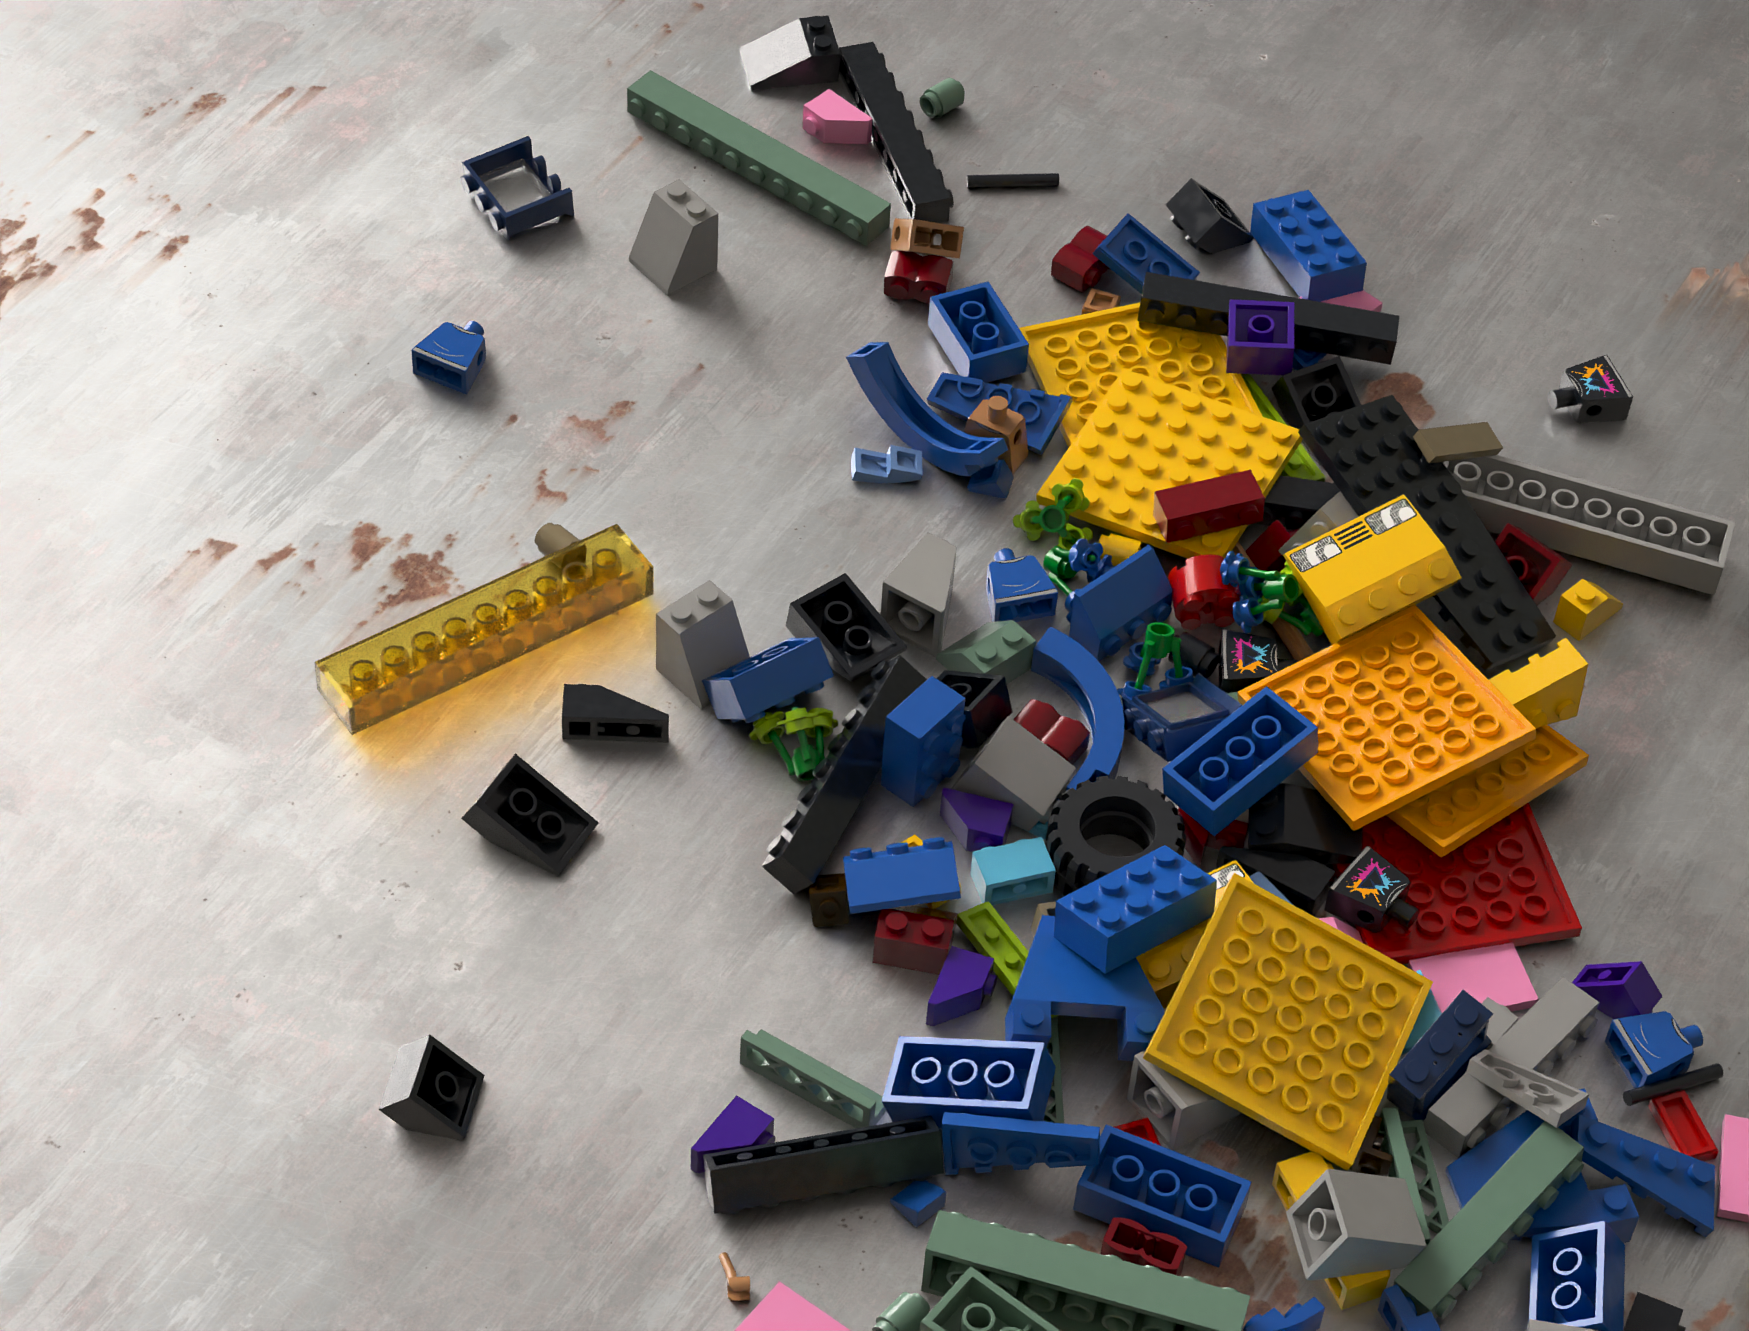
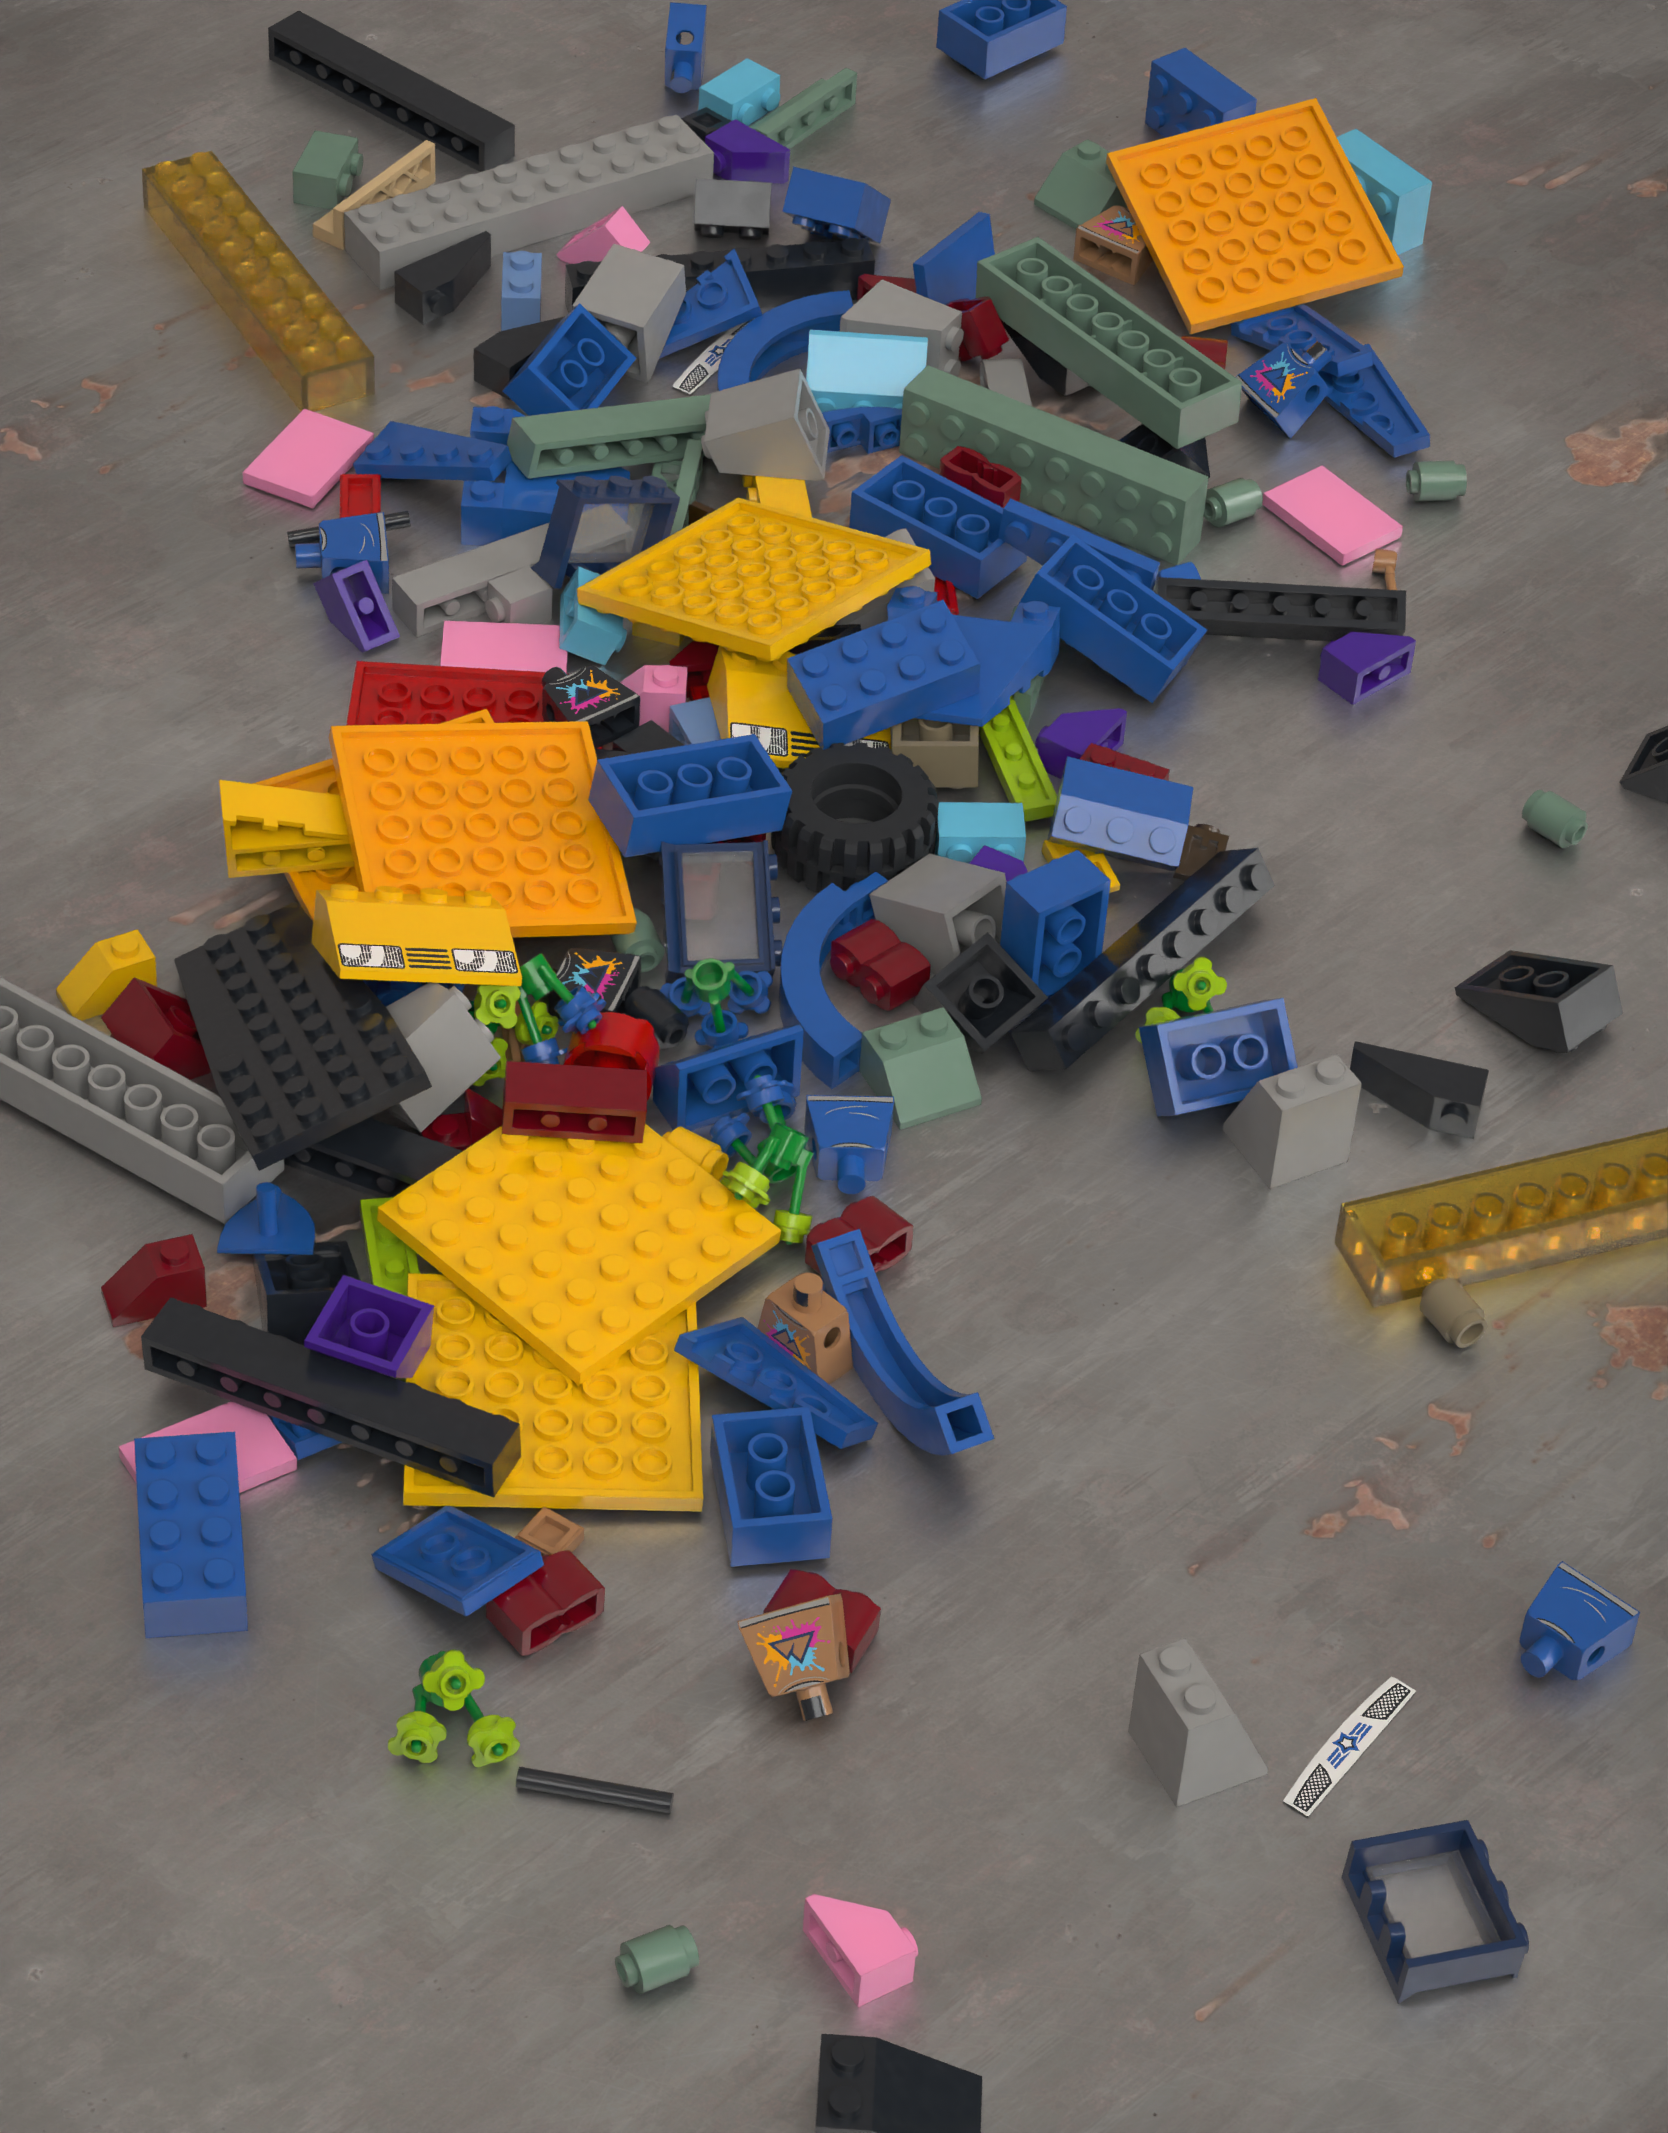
camera: 165 degrees left, 5 degrees down
(537, 1000) = (1555, 818): none -> sand green brick
(582, 284) = (1347, 1745): none -> white sticker
(759, 158) = (1023, 1903): sand green brick -> none
(810, 1079) = (1268, 706): sand green fence -> none
(847, 626) = (1102, 1114): black slope -> none
(894, 134) = (768, 1909): black brick -> none
(896, 466) = (953, 1350): medium blue slope -> none
(920, 594) = (987, 1126): light grey slope -> none
(983, 514) = (883, 1230): none -> dark red brick
(1116, 174) = (448, 1683): none -> lime plant
(1207, 219) = (313, 1629): black slope -> none
(1421, 398) = (152, 1277): none -> dark red slope
(1457, 442) = (189, 1105): dark tan tile -> none
(1534, 1091) = (523, 476): light grey wing -> none

